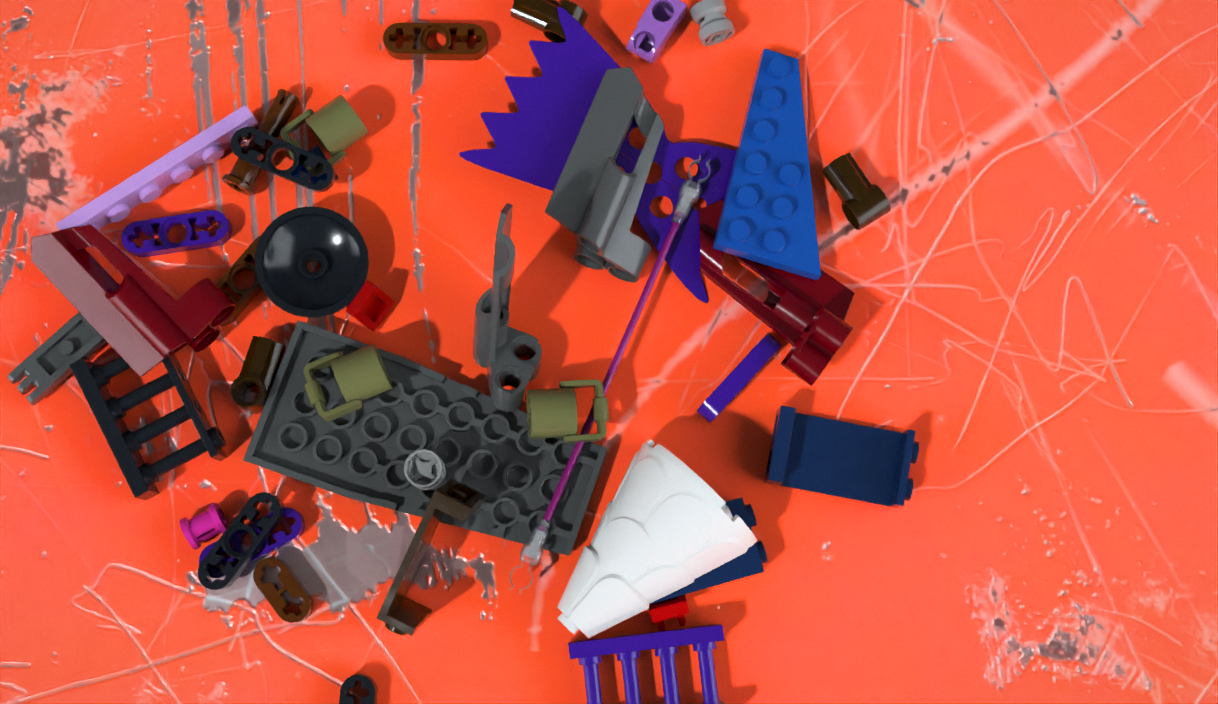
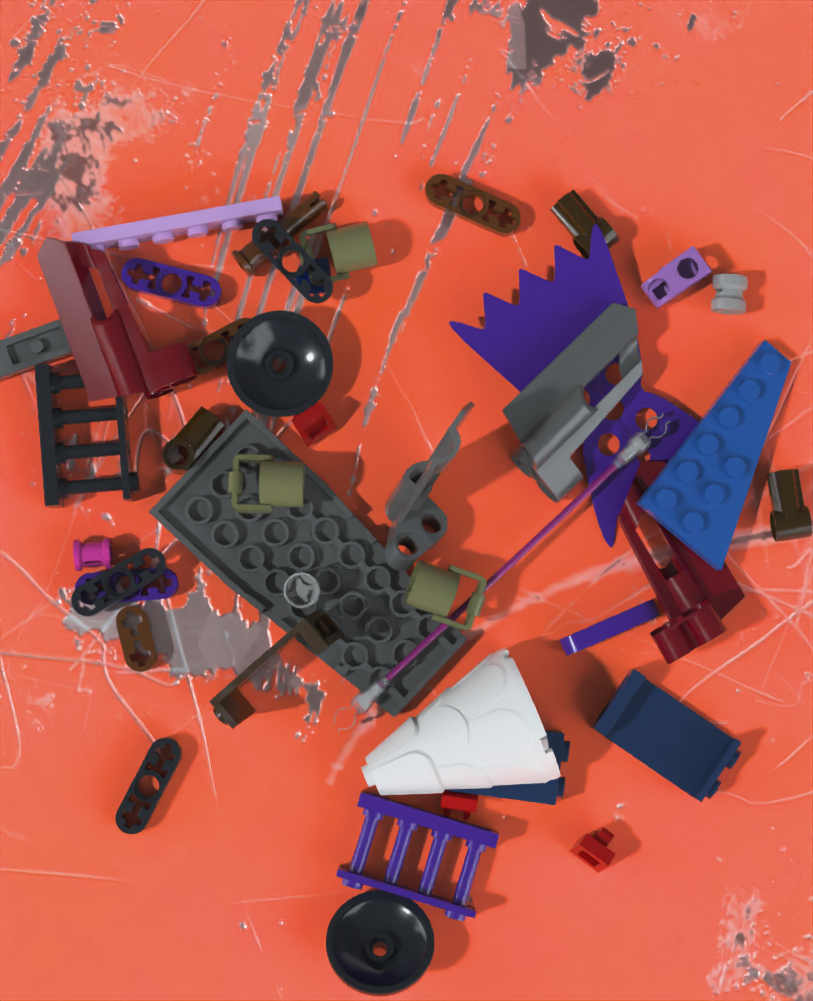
camera: 25 degrees right, 5 degrees up
(820, 599) = (594, 849): none -> red tile

